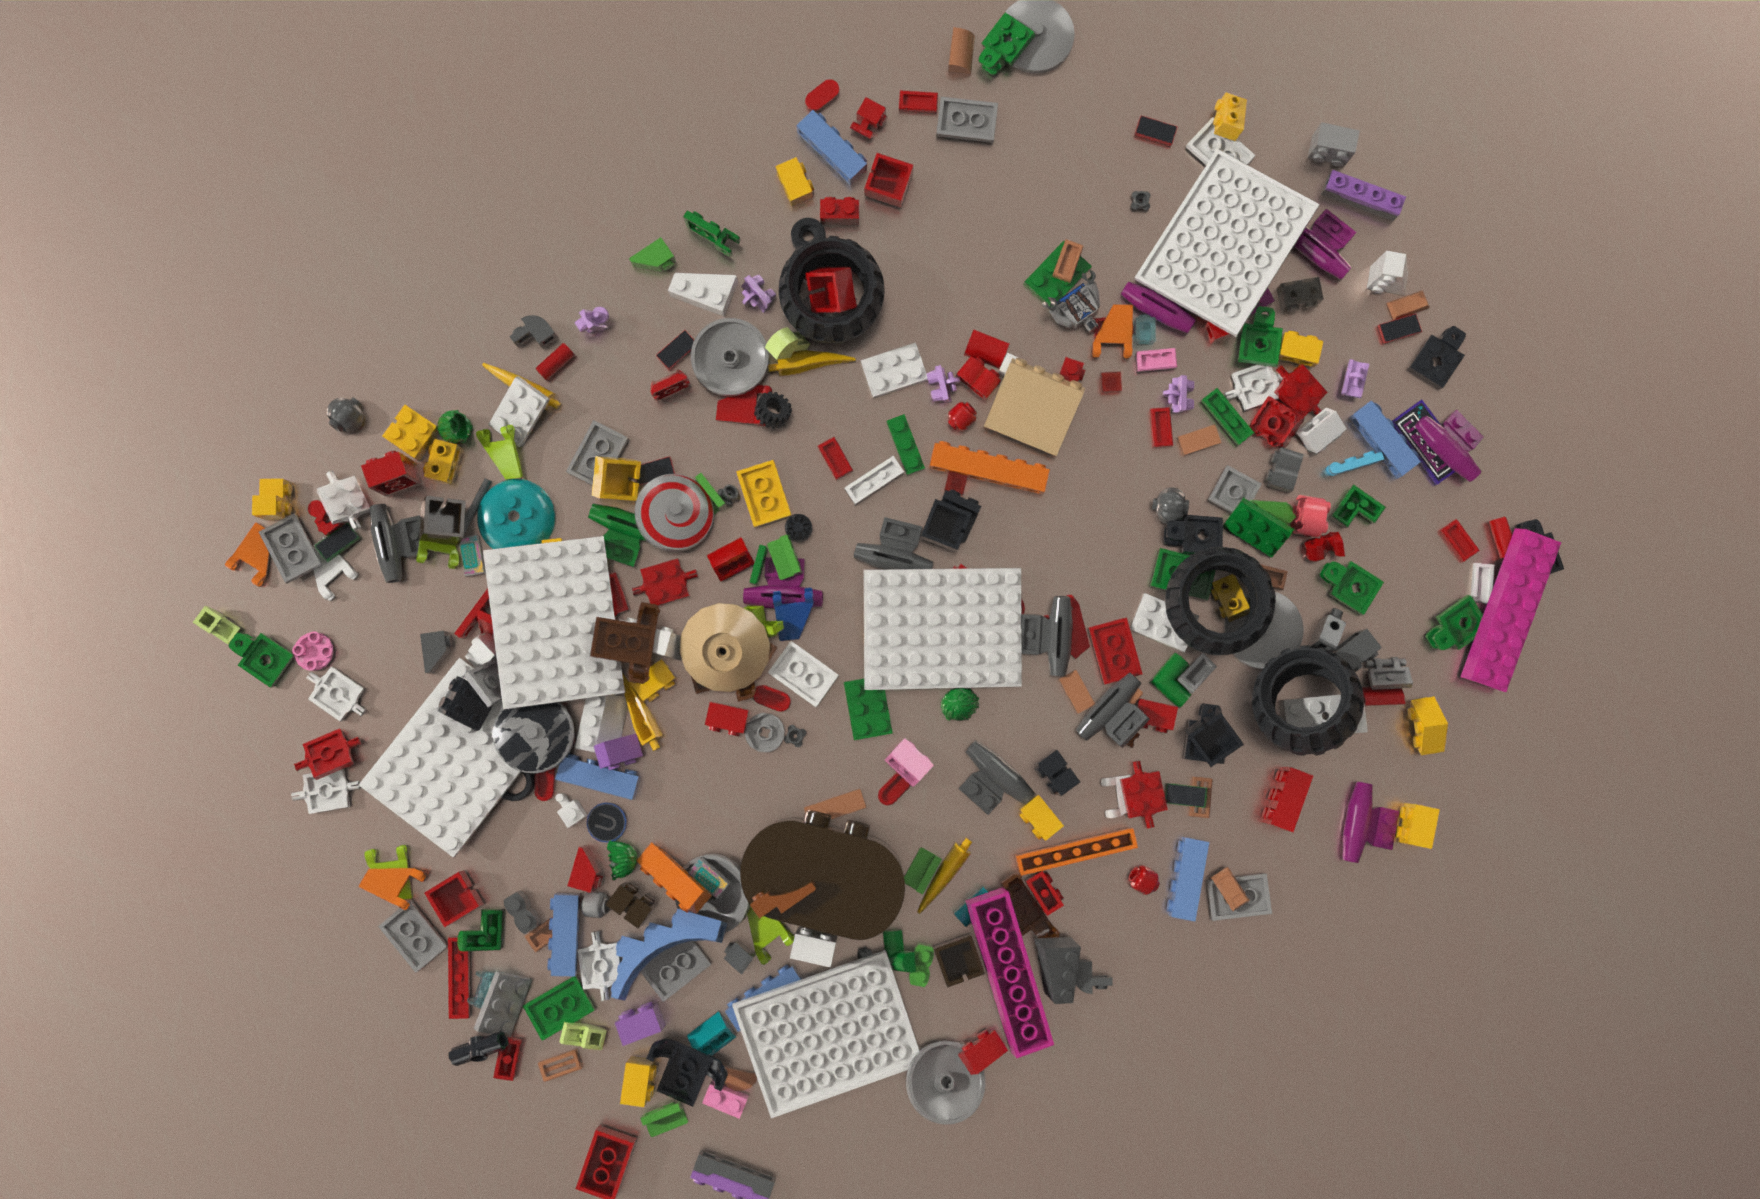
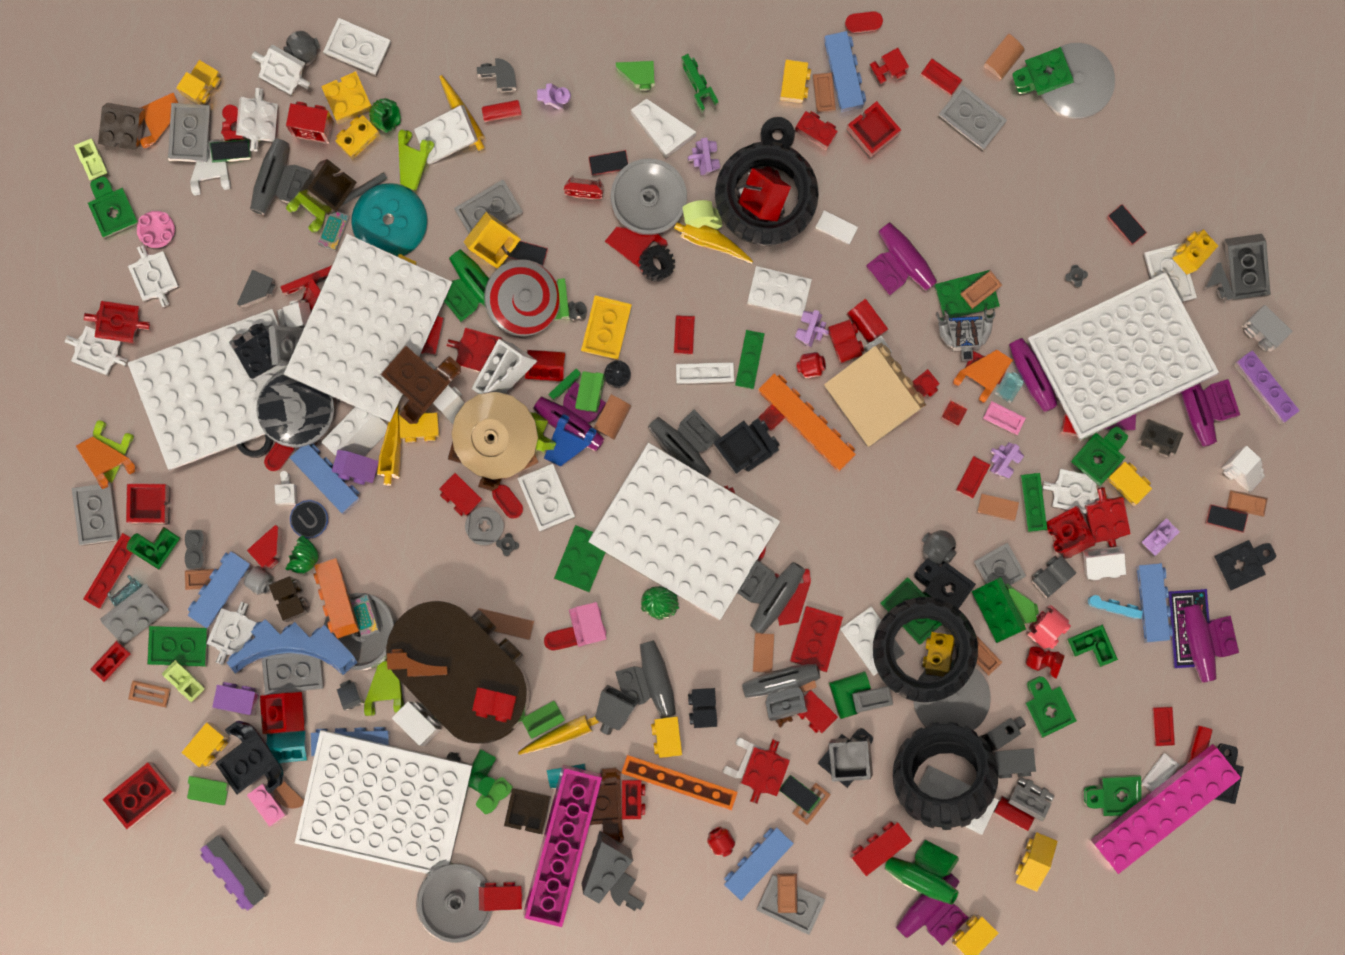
camera: 30 degrees right, 0 degrees up
(225, 579) = (121, 126): none -> dark brown piece
(338, 443) = (281, 69): none -> white plate
(393, 383) = (357, 46): none -> white plate
(478, 1048) = (92, 638): black piece -> none
(688, 1009) = (282, 713): none -> red slope
(695, 584) = (503, 368): none -> white wedge
(817, 567) = (612, 417): none -> nougat brick
(825, 176) = (824, 92): none -> nougat tile
(874, 889) = (494, 703): none -> red brick
(909, 285) = (836, 227): none -> white tile
(979, 822) = (614, 709): none -> dark grey torso
(983, 279) = (900, 262): none -> magenta plate
(1264, 127) = (1219, 278): none -> dark grey slope
(1281, 102) = (1248, 266): none -> dark grey slope
(1341, 794) = (926, 874): none -> green plate

